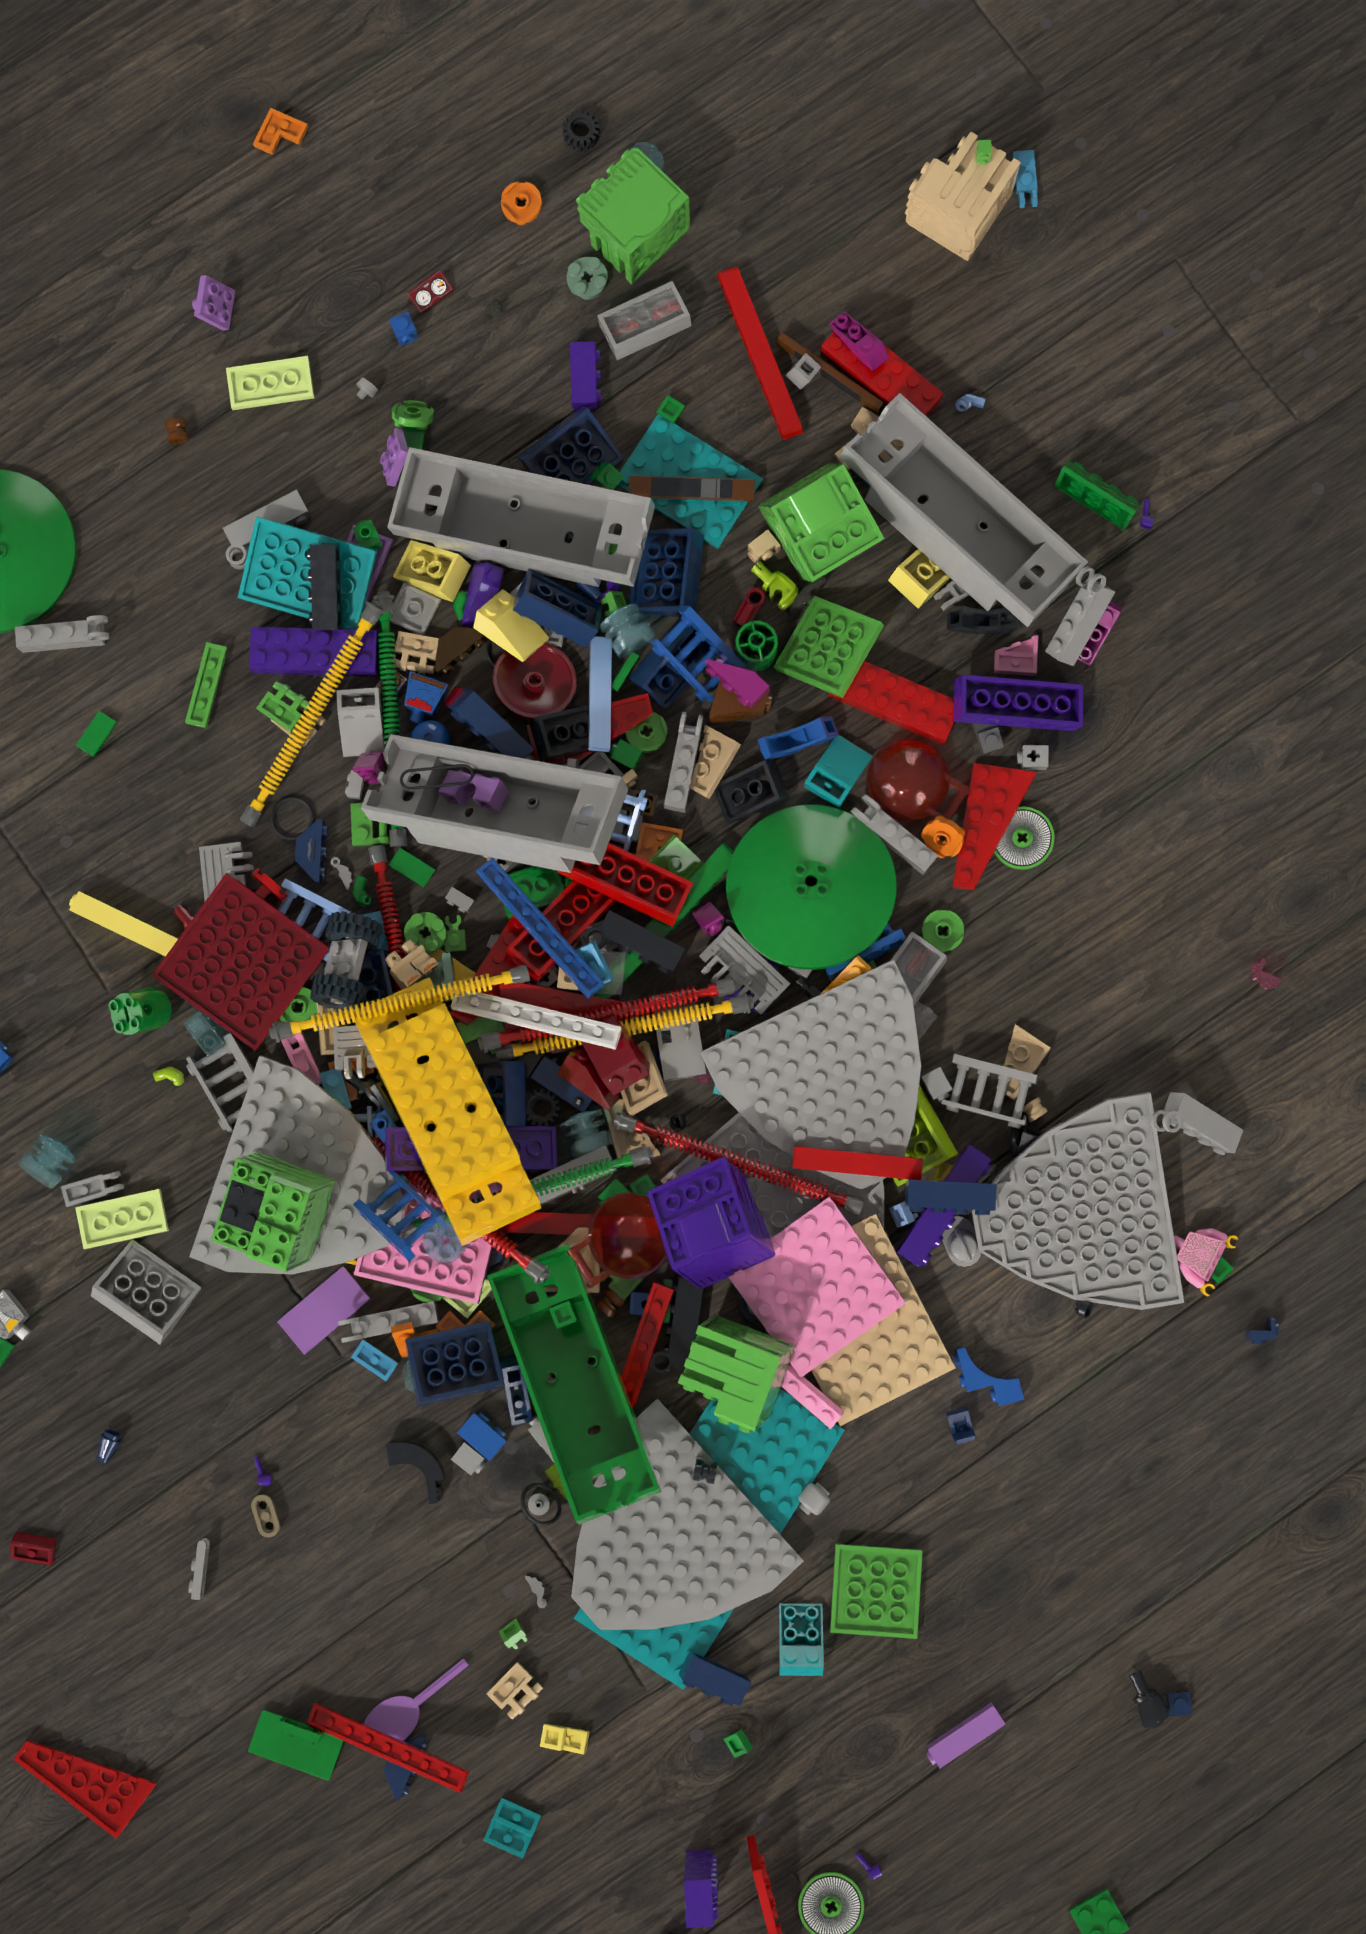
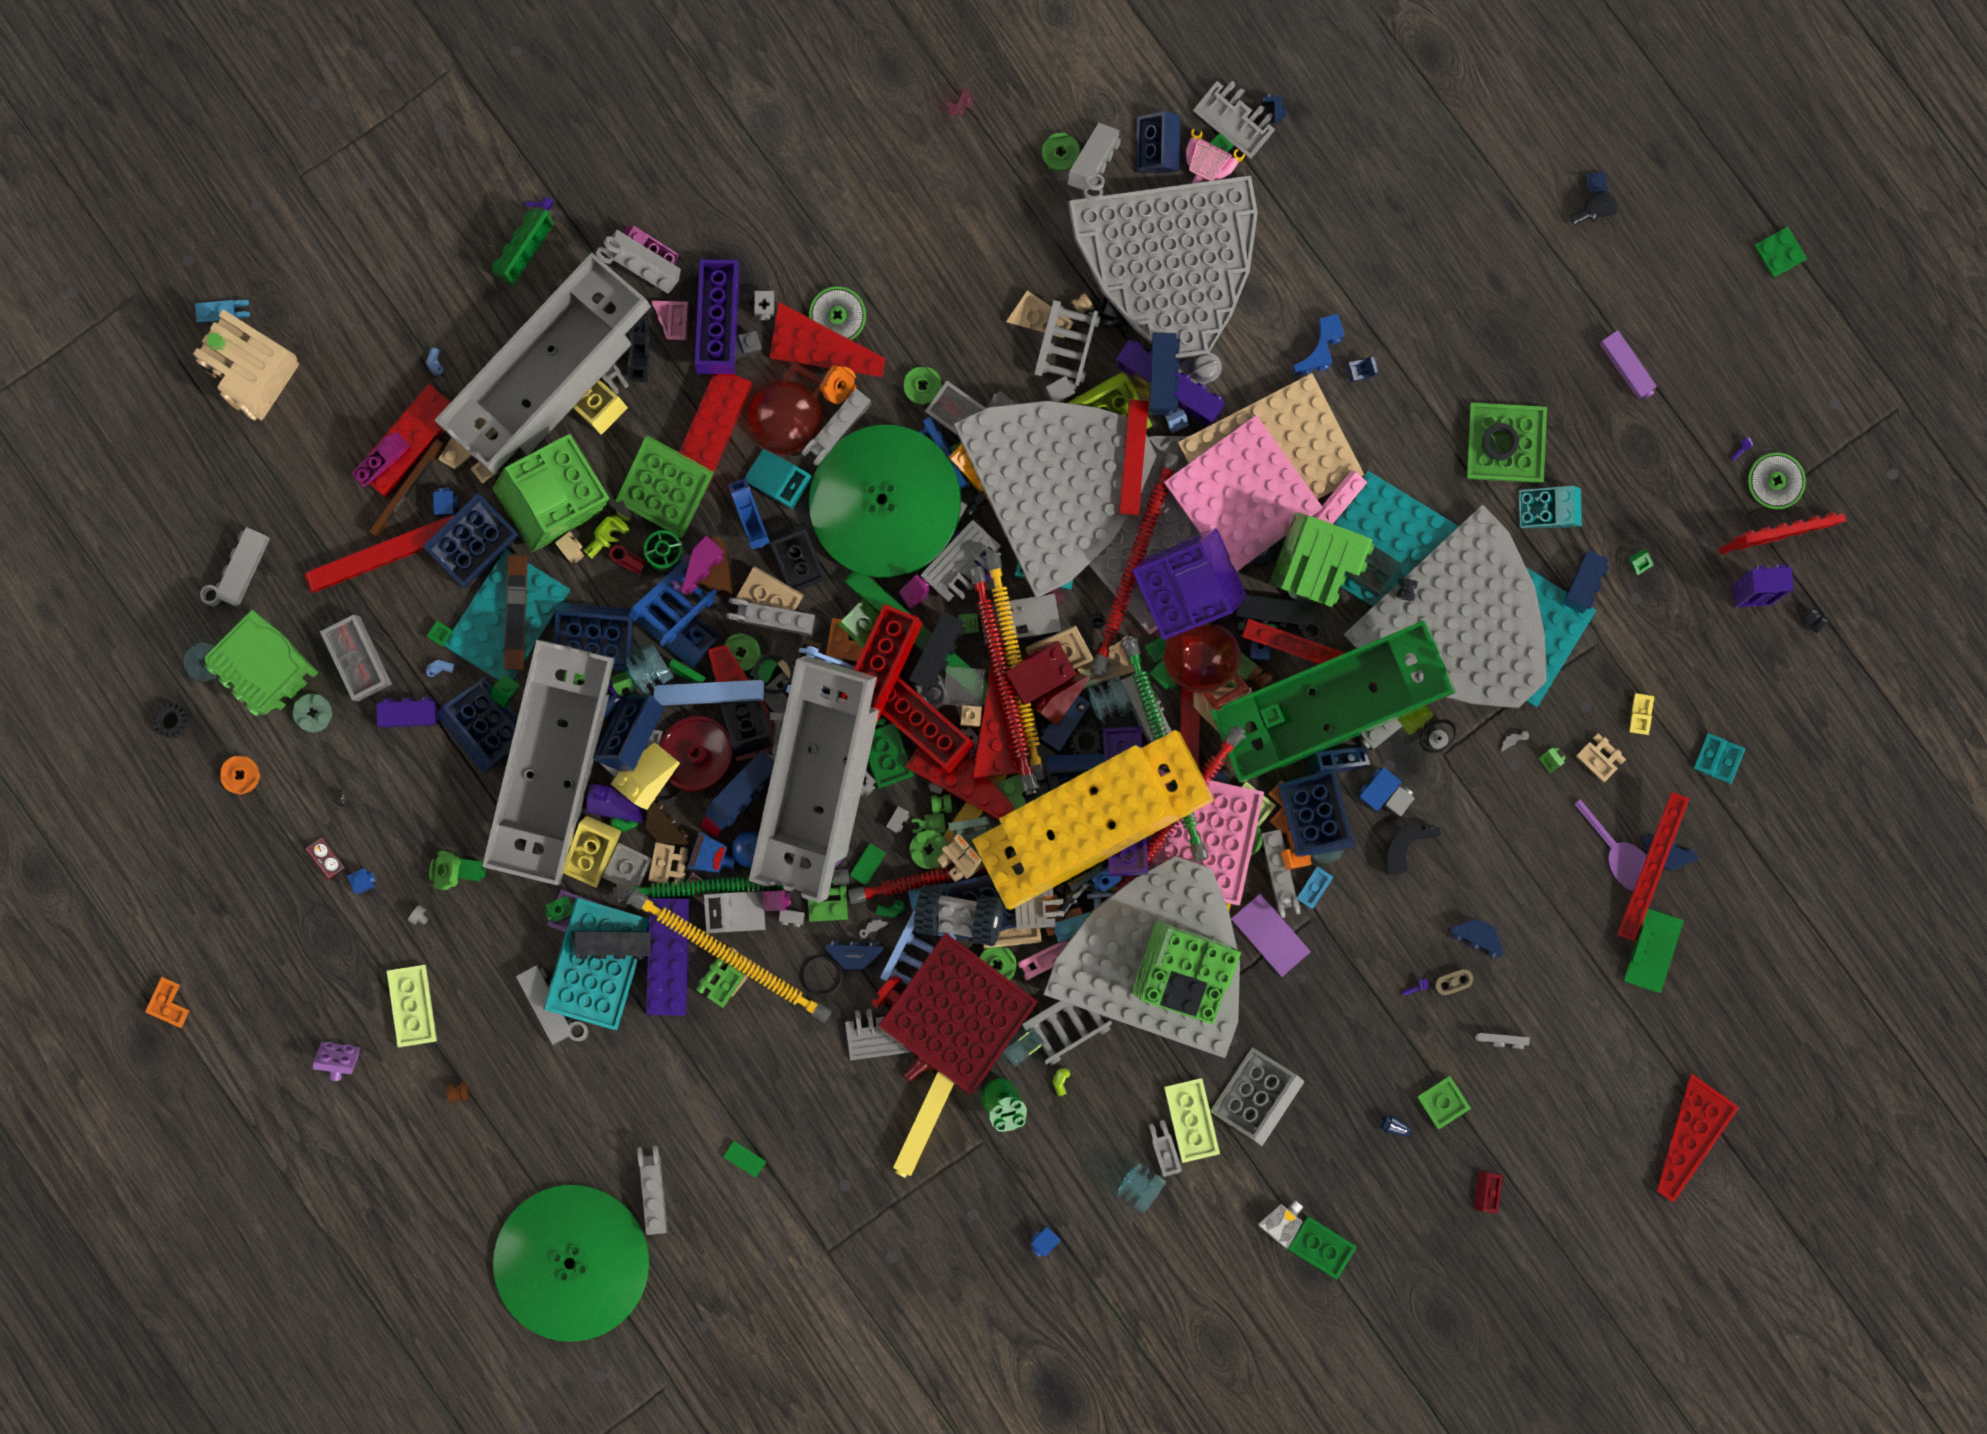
camera: 100 degrees left, 0 degrees up
(132, 1500) = (1443, 1102): none -> bright green plate
(206, 685) = (699, 1057): bright green plate -> none
(286, 1029) = (1022, 962): yellow hose -> none
(316, 1545) = (1479, 936): none -> dark blue slope
(392, 1233) = (1205, 861): blue fence -> none
(394, 457) = (486, 884): medium lavender plate -> none
(436, 768) = (796, 833): black piece -> none
(436, 1251) = (1220, 822): clear light blue plate -> none
(473, 944) = (937, 806): none -> bright green wheel
(488, 792) = (794, 817): medium lavender arch -> none
(538, 1019) = (1008, 741): white plate -> none
(540, 928) = (926, 740): blue tile -> none
(592, 956) = (958, 692): dark azure plate -> none
(621, 744) = (776, 656): none -> black tyre
(635, 408) = (438, 666): none -> medium blue arm
(676, 980) = (970, 623): none -> bright green tile
(728, 1439) = (1377, 573): none -> clear smoke slope
(741, 199) = (240, 569): none -> light grey hinge
(770, 440) = (471, 540): none -> dark blue slope
(803, 371) = (405, 512): light grey brick -> none
(813, 413) = (444, 502): none -> blue brick
(814, 1499) = (1428, 497): light grey head -> none
(876, 1600) = (1514, 439): none -> black tyre
(1084, 1309) = (1258, 262): black hinge -> none
(1216, 1078) = (1052, 145): none -> bright green plate
(1221, 1197) = (1158, 143): none -> dark blue slope
(1248, 1284) = (1234, 120): none -> light grey hinge

